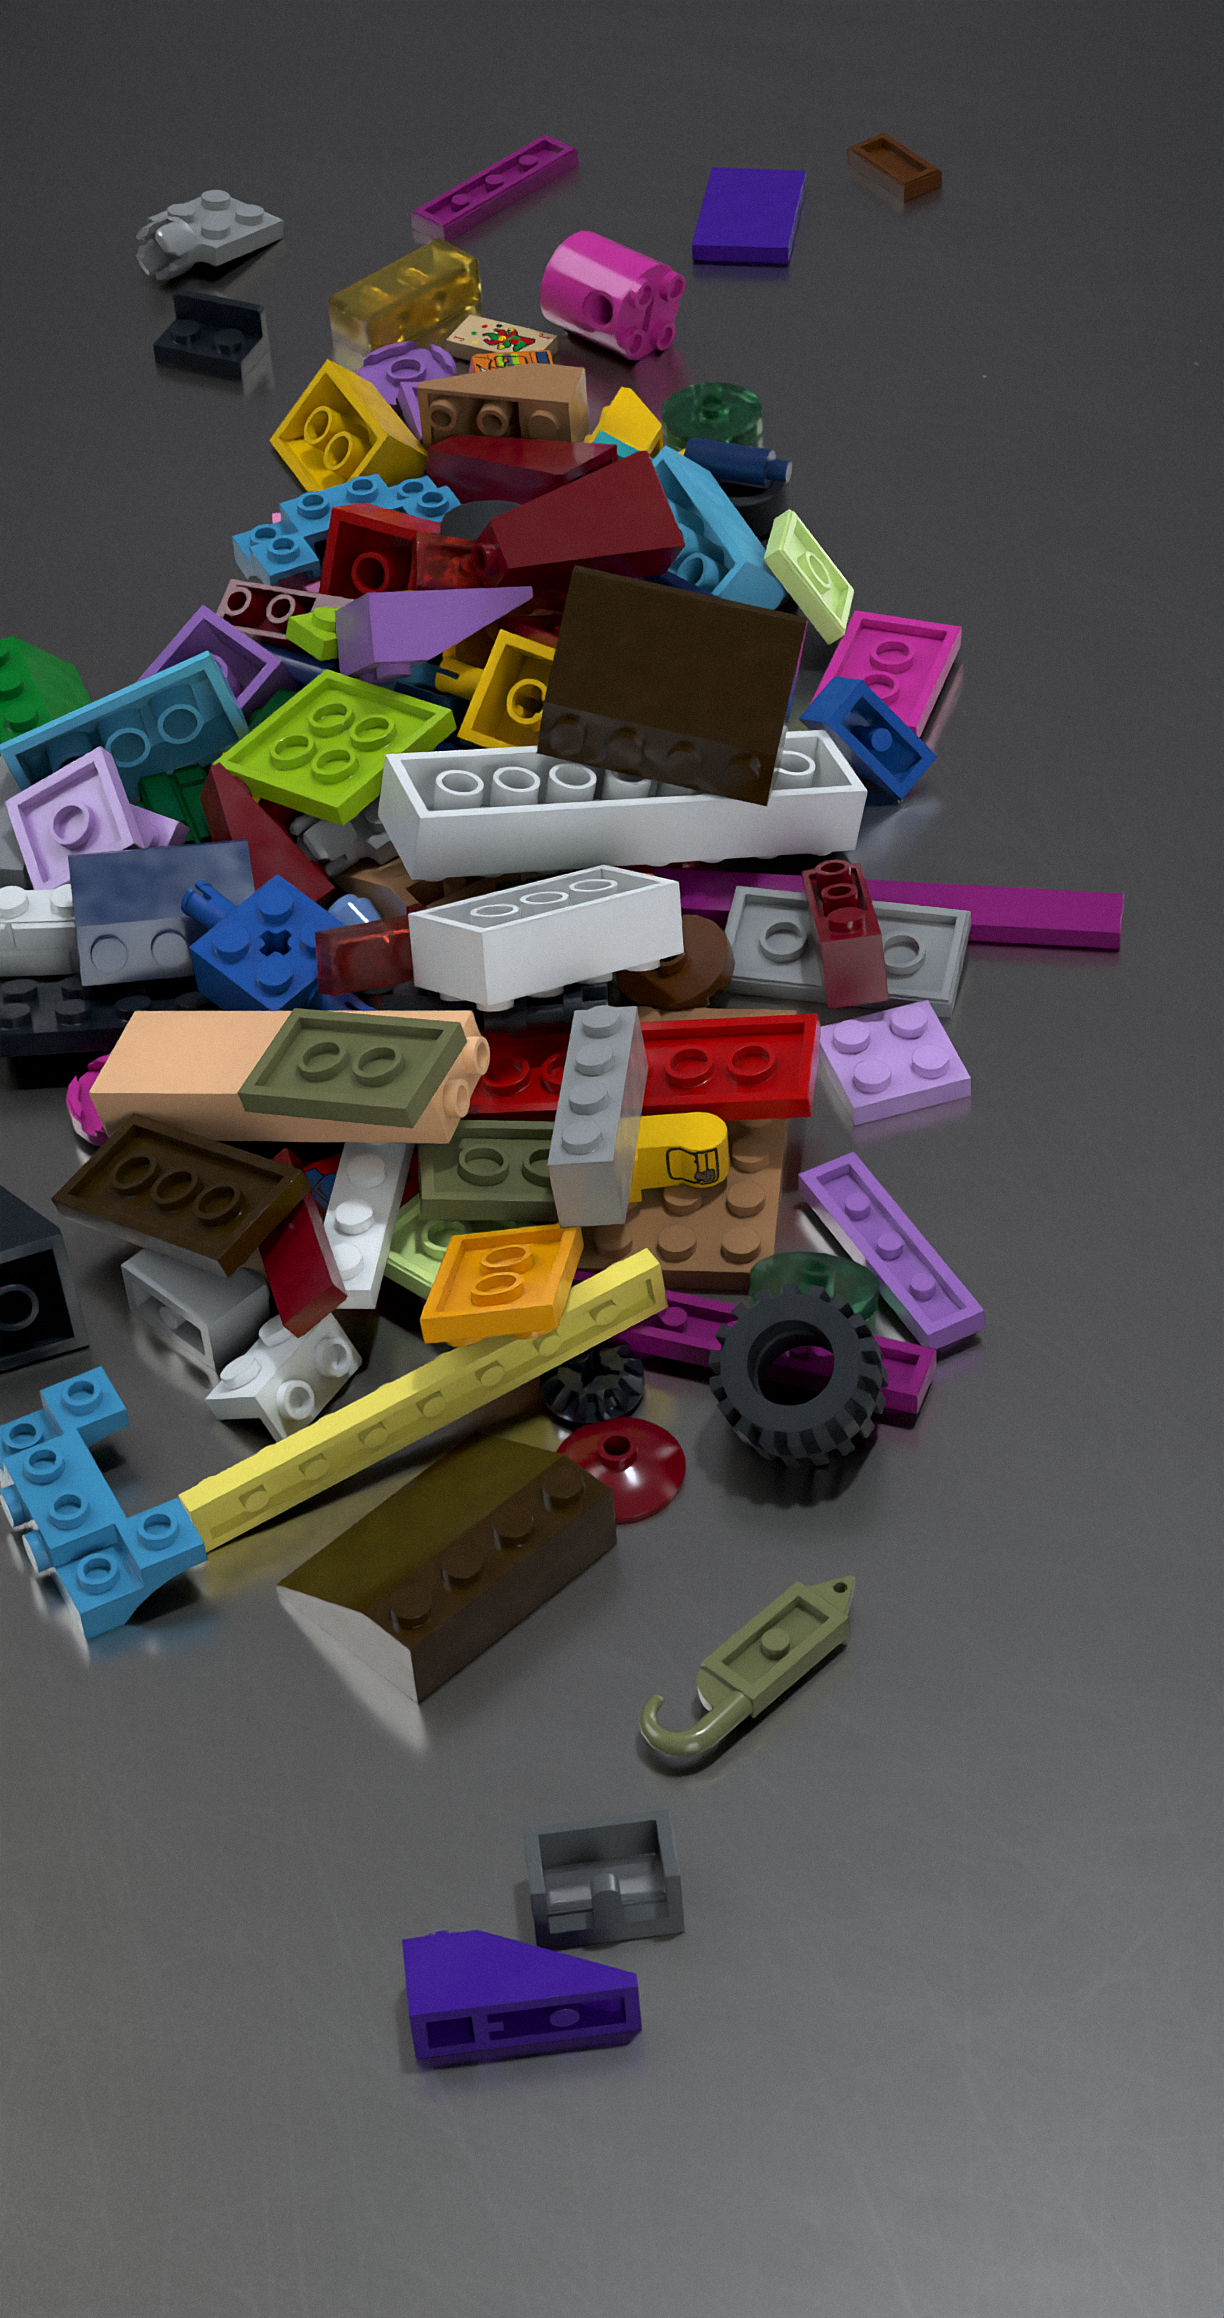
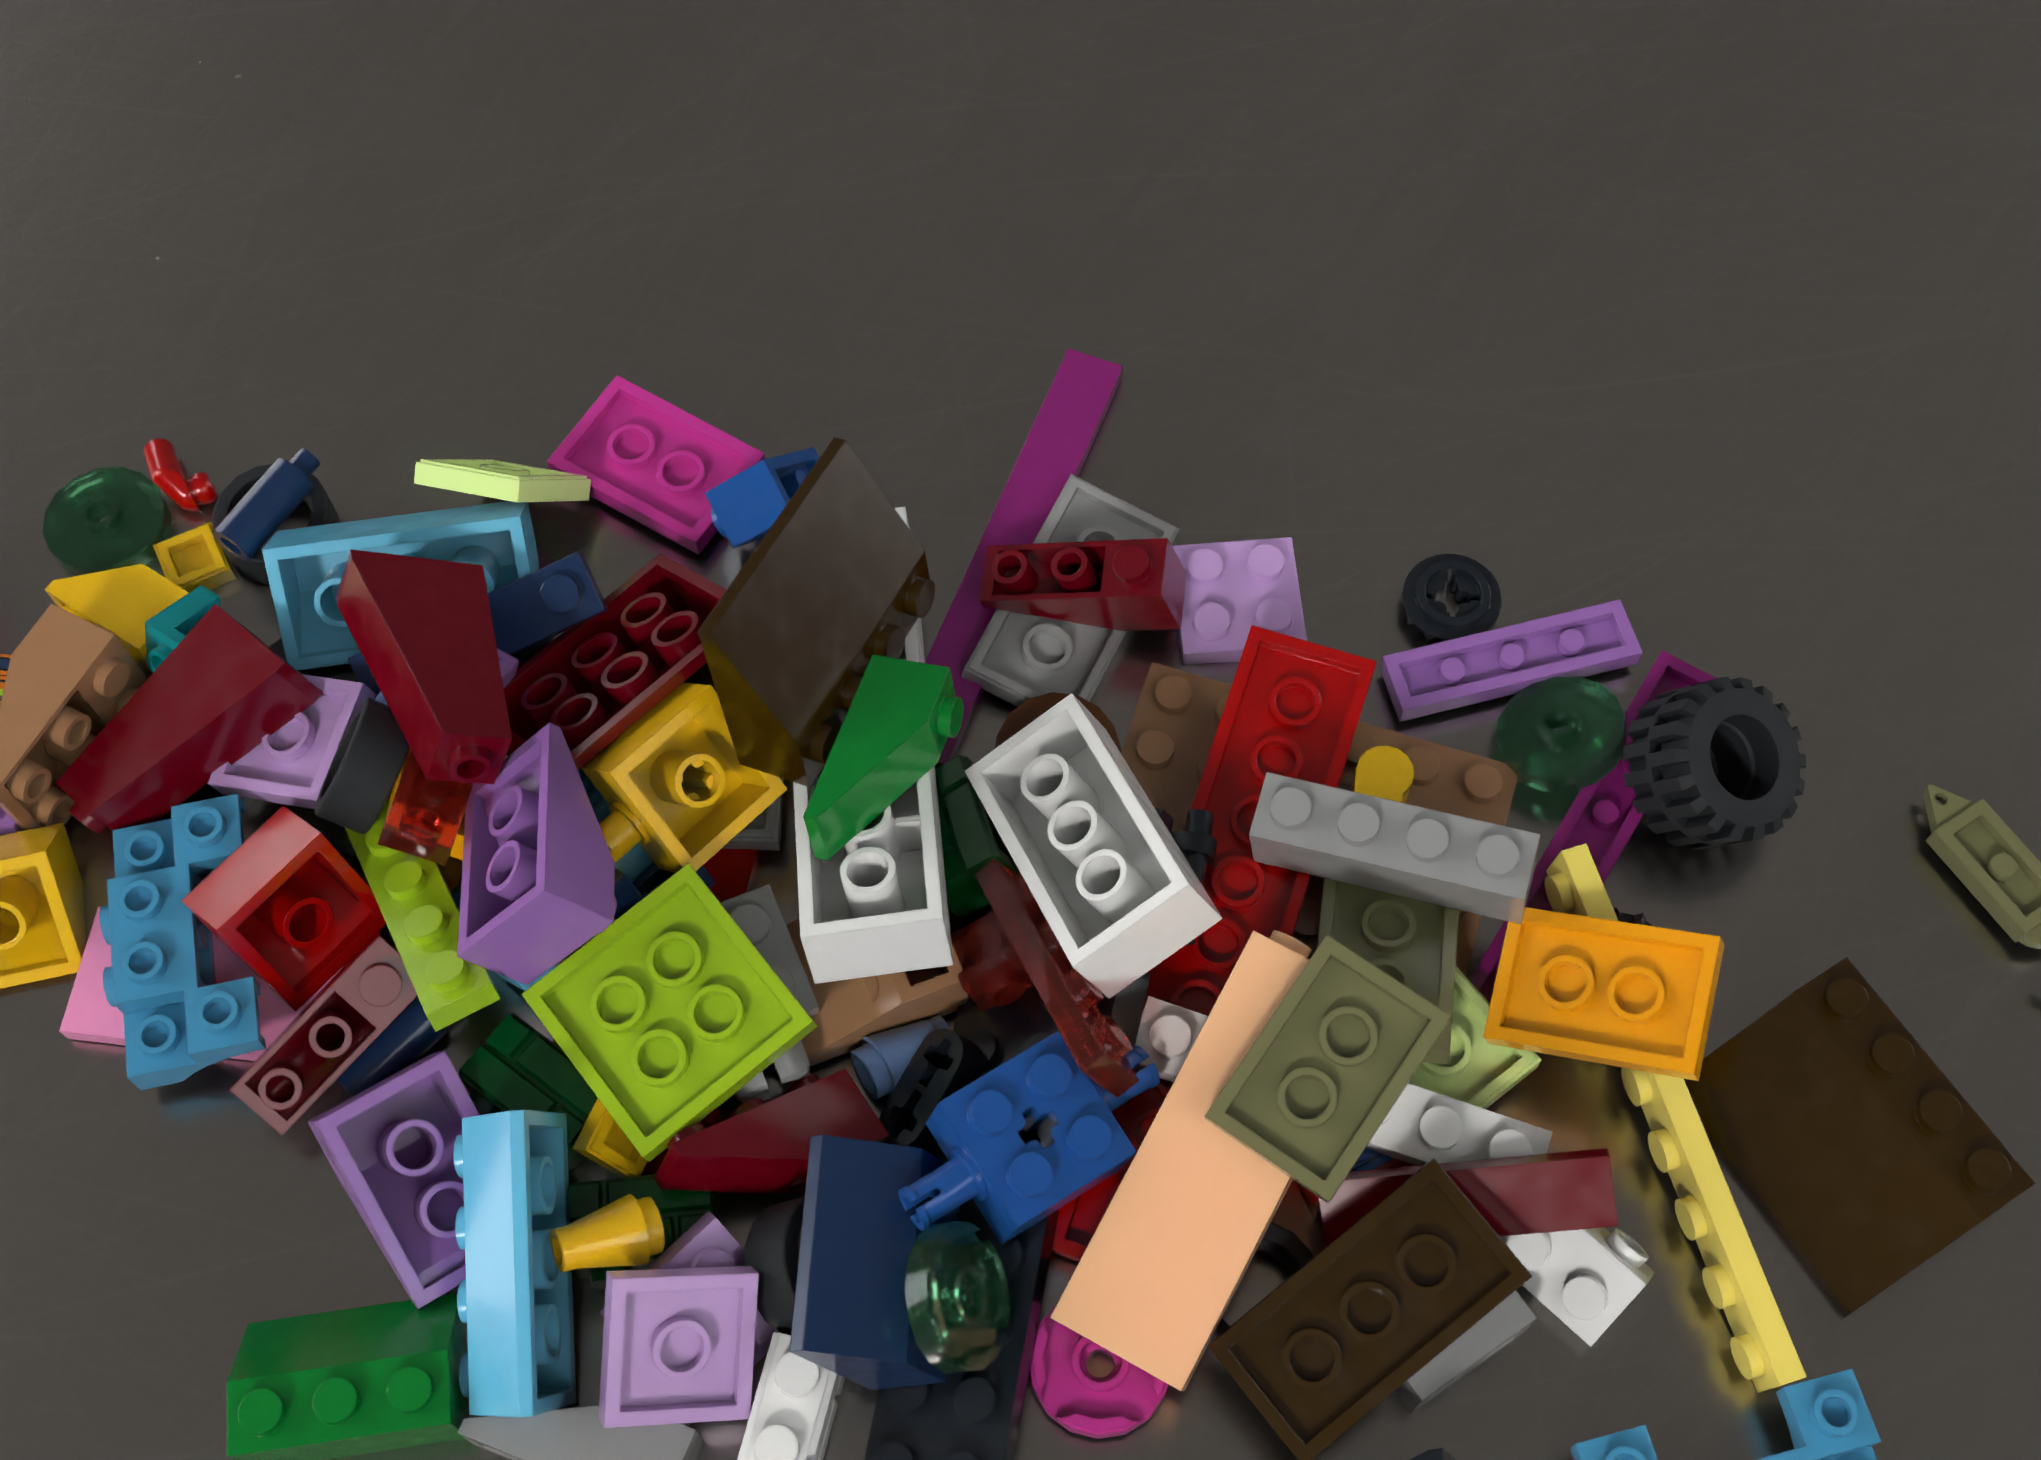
camera: 80 degrees left, 20 degrees up
(141, 974) = (956, 1297): none -> clear green plate
(152, 774) = (611, 1236): none -> yellow cone
(563, 760) = (882, 748): none -> green slope
(633, 1459) = (1773, 967): dark red dish -> none
(770, 426) = (169, 477): none -> red arm
(963, 1187) = (1470, 584): none -> black gear

